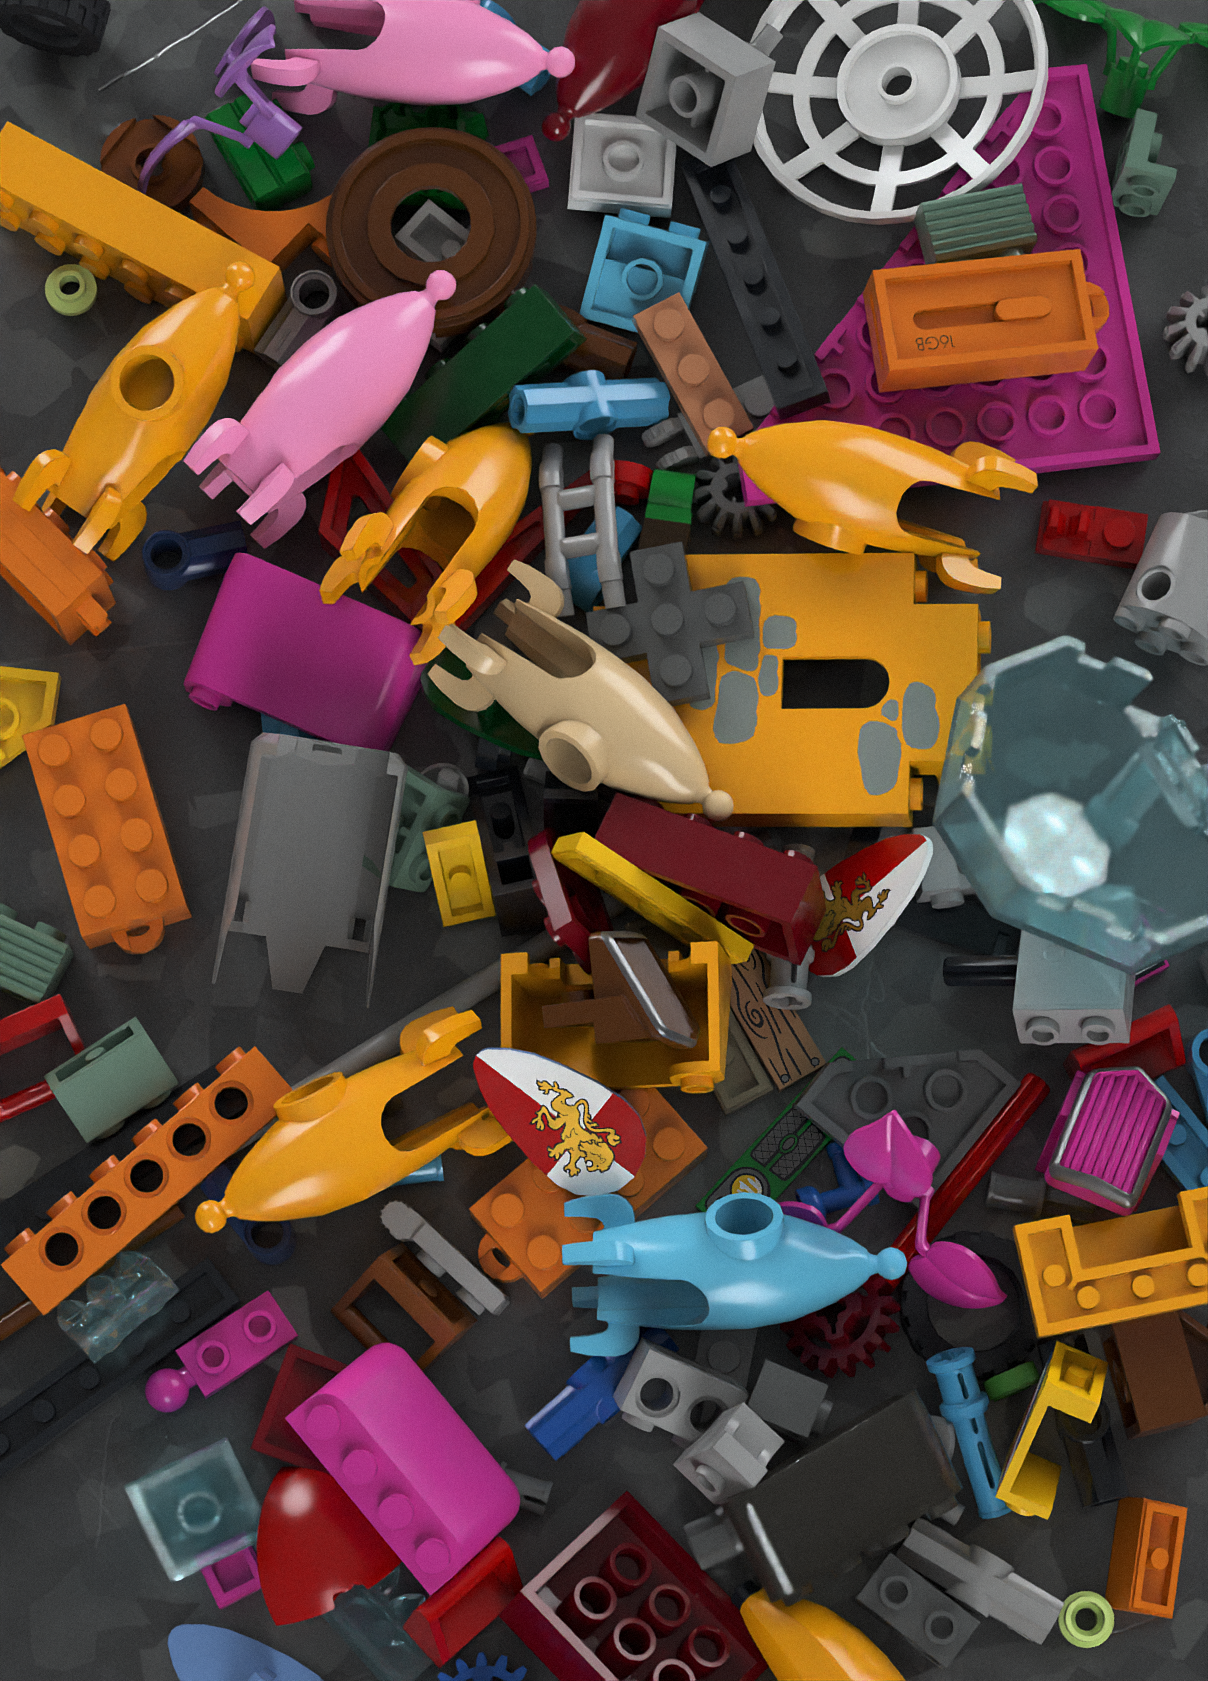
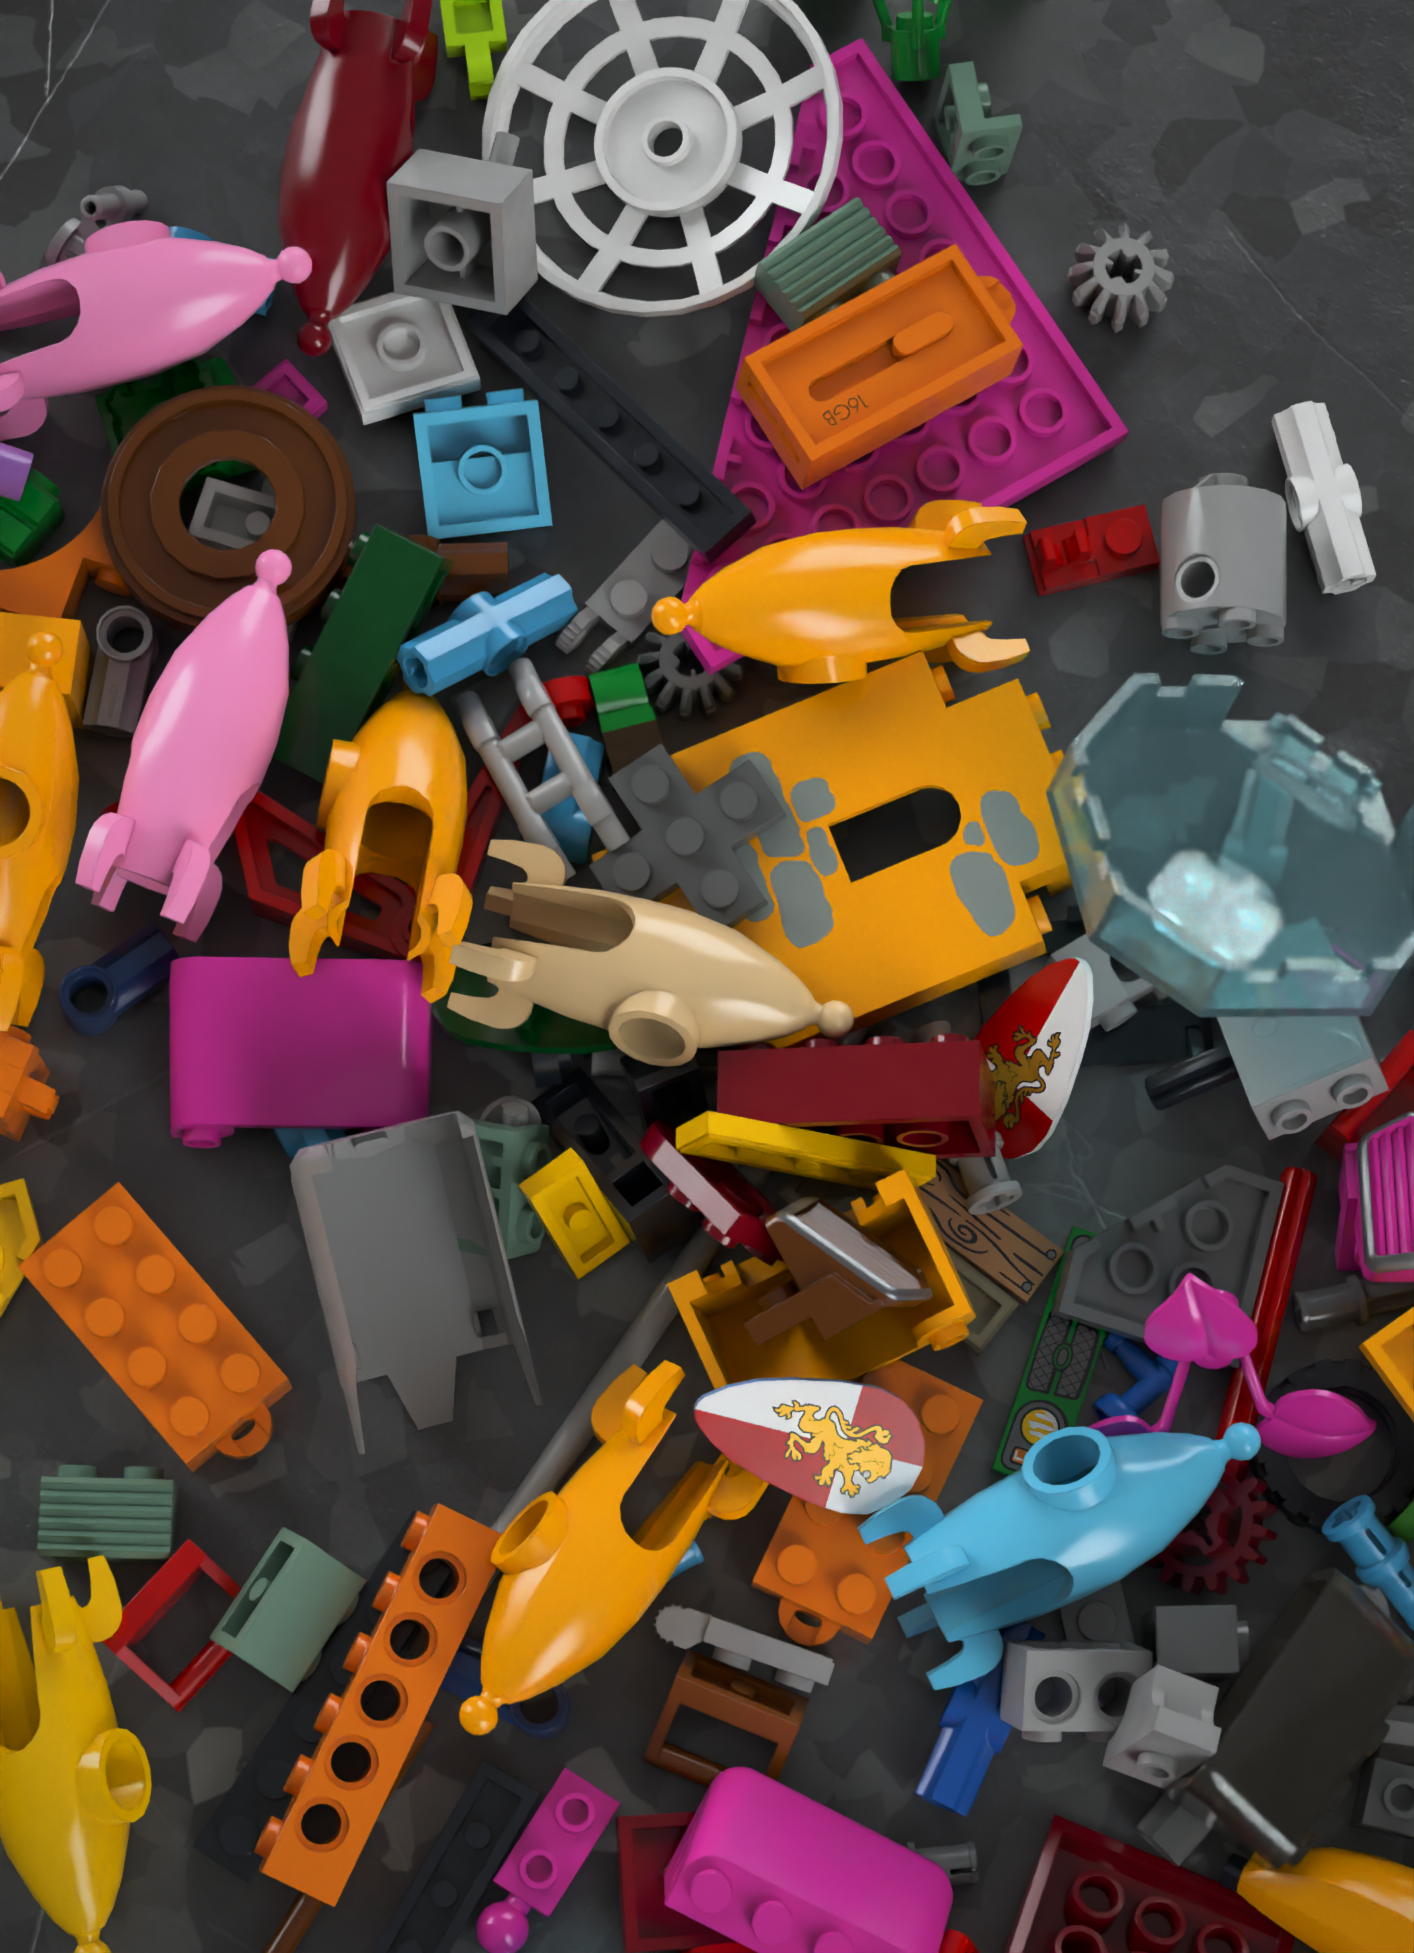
camera: 30 degrees left, 0 degrees up
(115, 1304) = (407, 1859): clear light blue plate -> none
(690, 369) = (584, 551): nougat plate -> none

